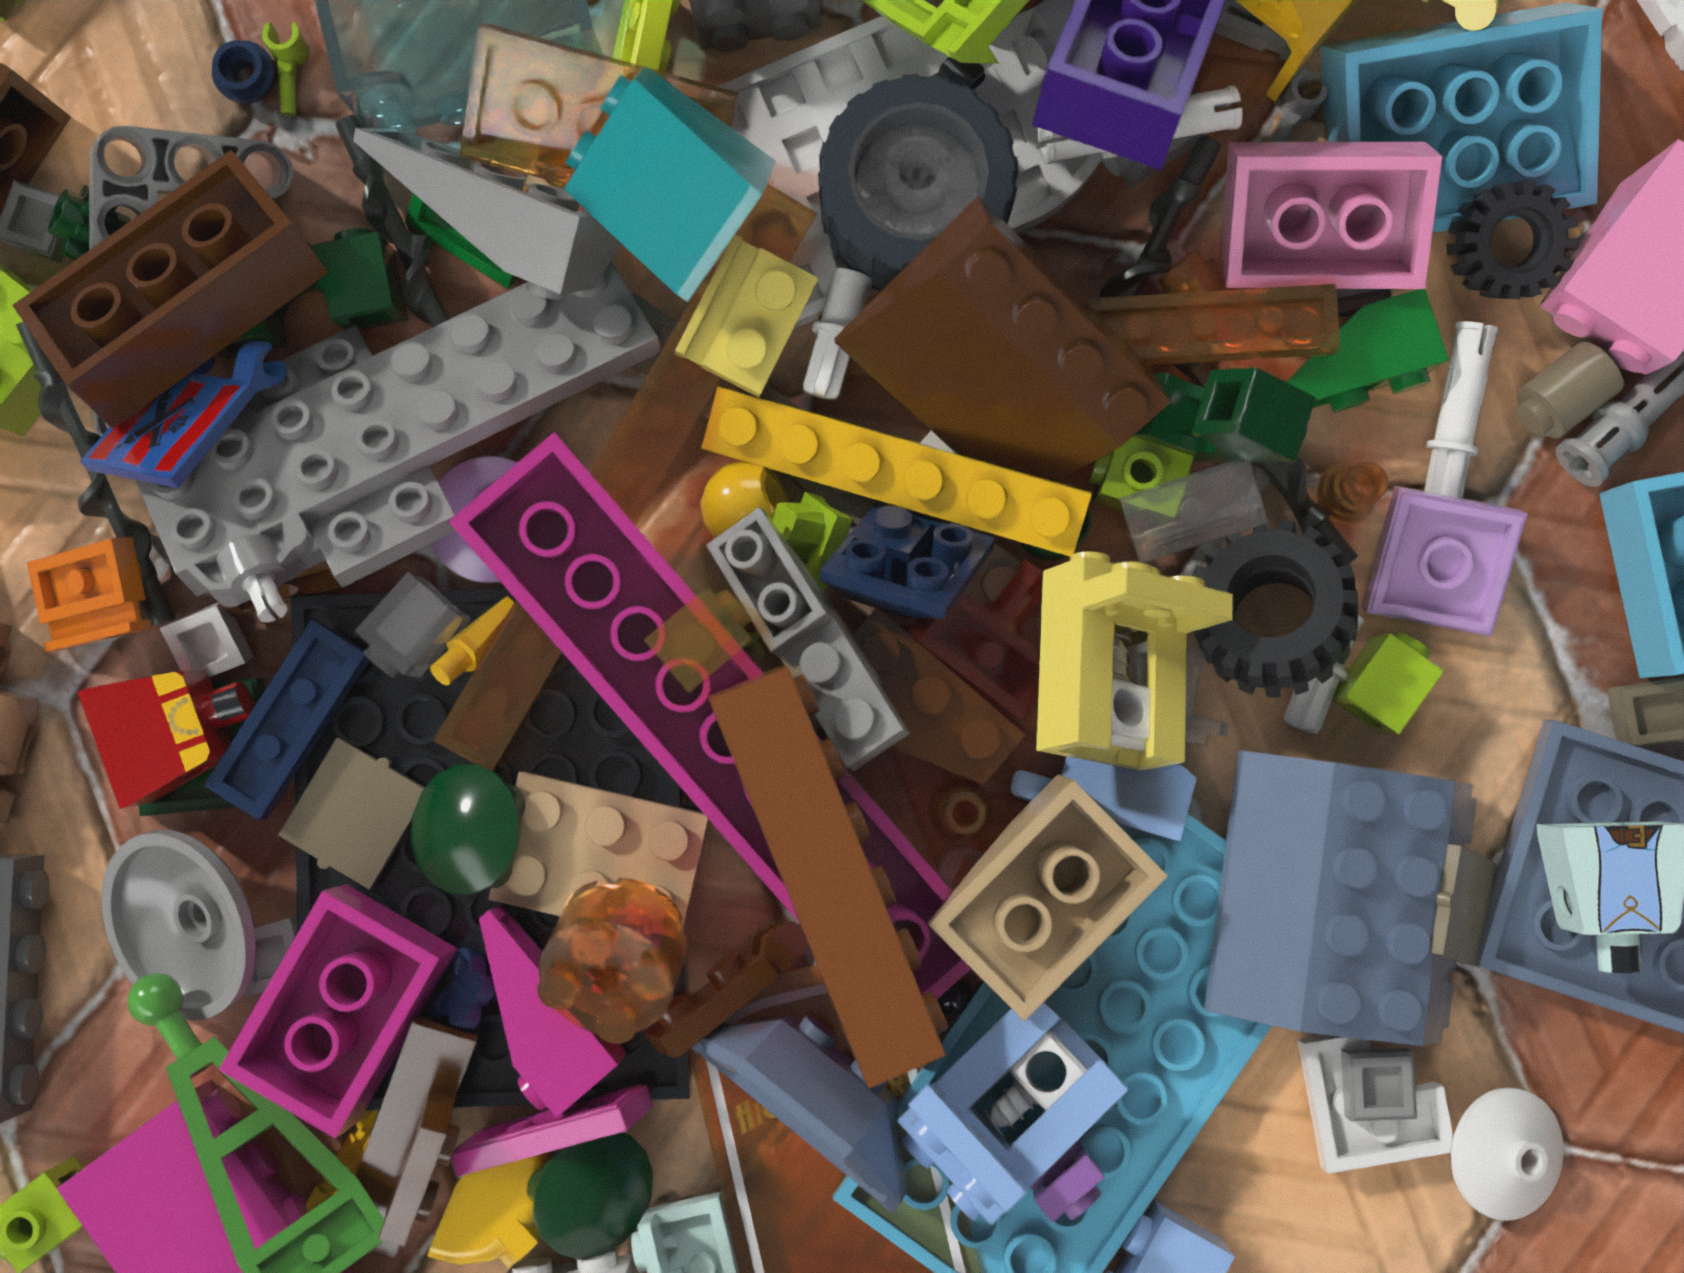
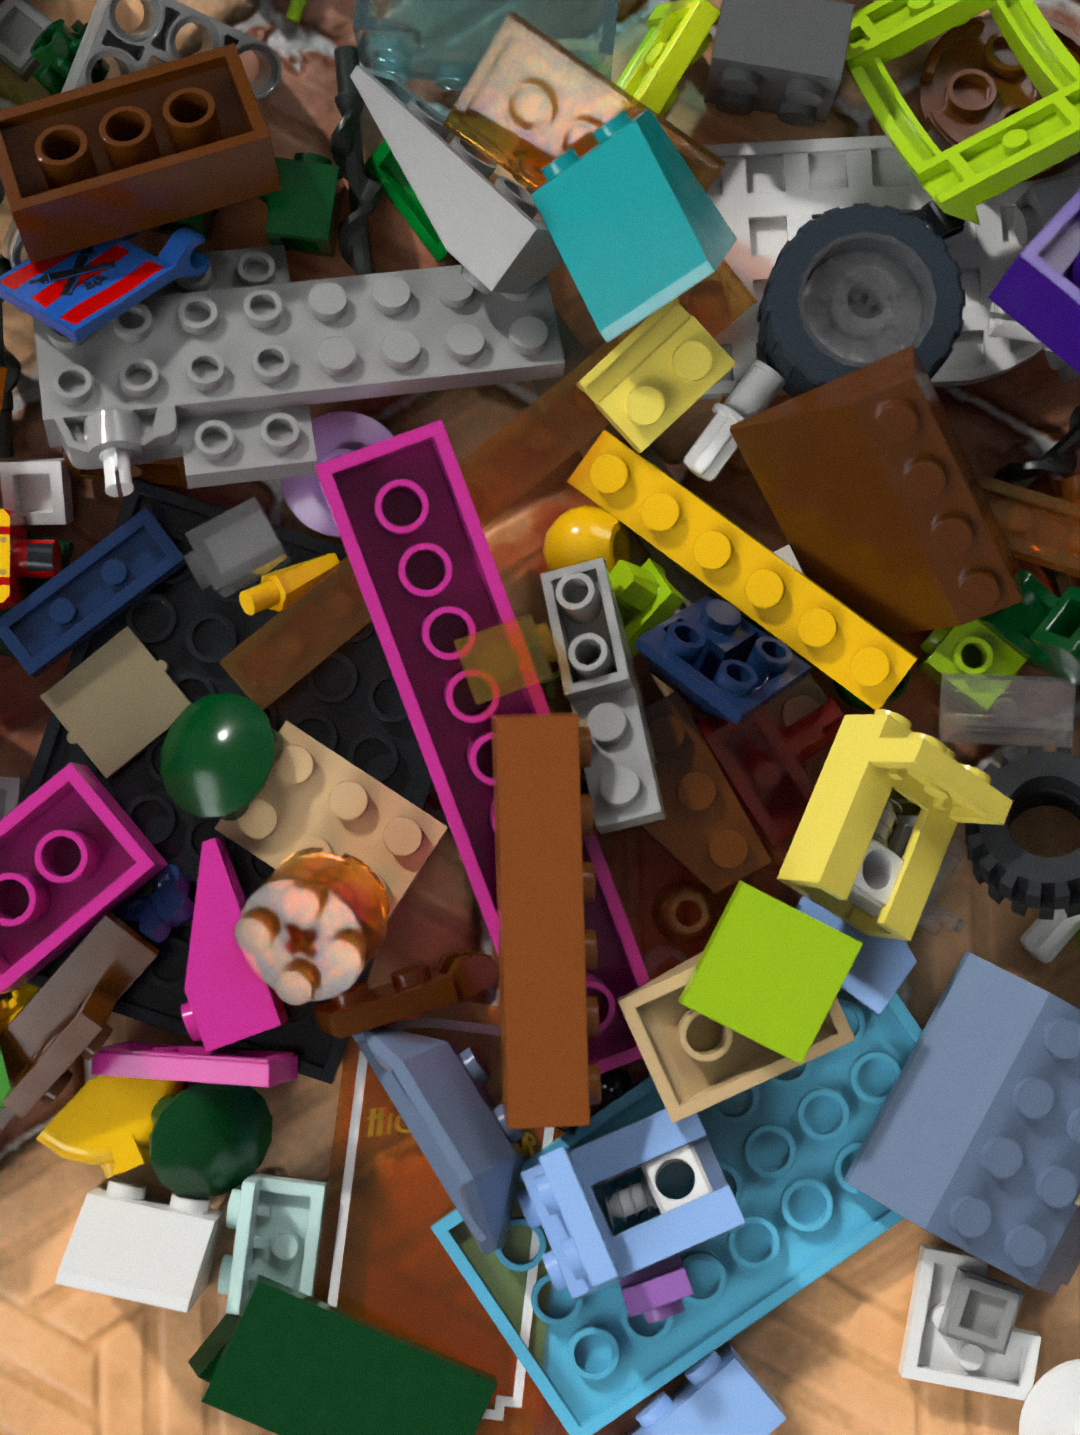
camera: 15 degrees right, 0 degrees up
(1063, 843) = (770, 972): none -> lime tile

